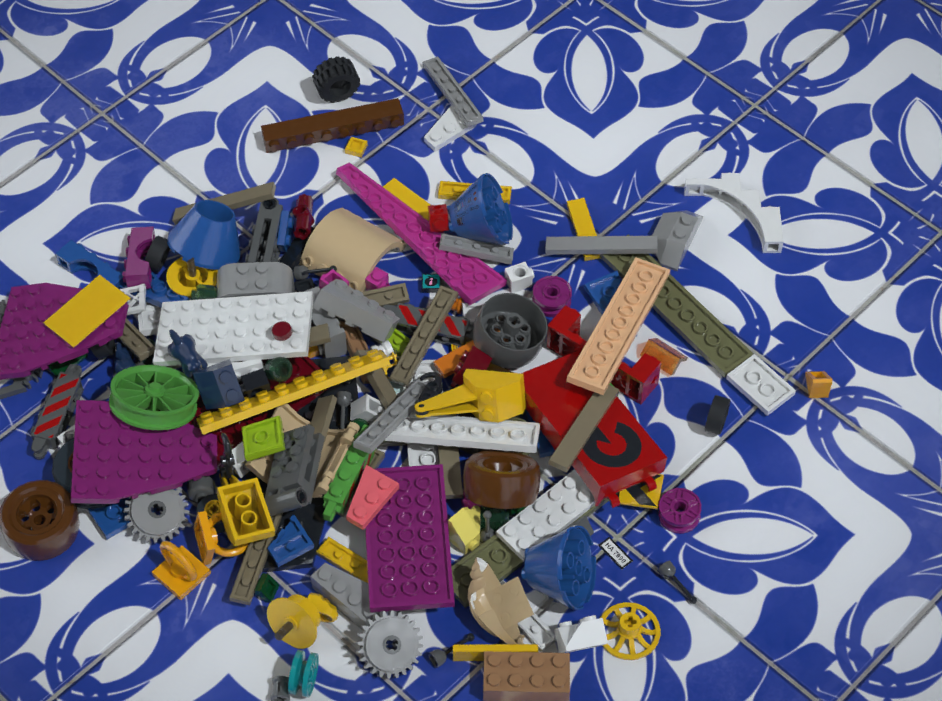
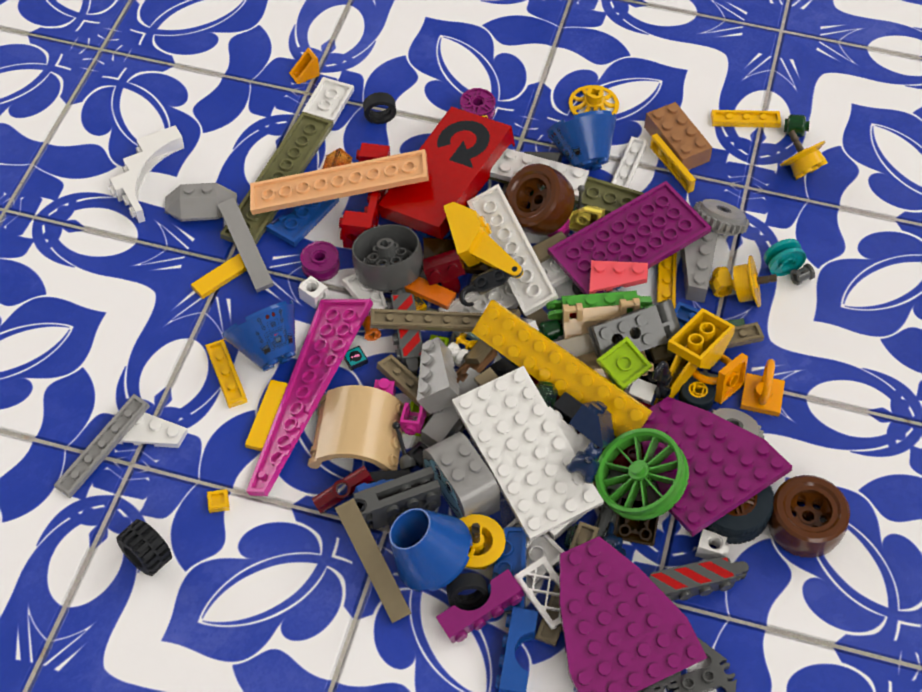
camera: 120 degrees left, 0 degrees up
(86, 310) = (591, 587): yellow sticker -> none
(204, 292) = (497, 509): clear green head -> none
(282, 330) = (516, 391): dark red tile -> none
(332, 125) = (204, 532): reddish brown brick -> none
(390, 418) = (532, 294): light grey tile -> none
(438, 218) = (287, 369): red brick -> none
(438, 657) = (700, 194): dark grey hinge -> none
(476, 249) = (304, 342): light grey tile -> none
(496, 605) = (639, 172): tan animal -> none
(581, 636) = (630, 111): white slope -> none
(582, 429) = (471, 157): dark tan tile -> none
(615, 553) = (535, 135): sticker -> none
(668, 571) = (532, 97): hinge -> none

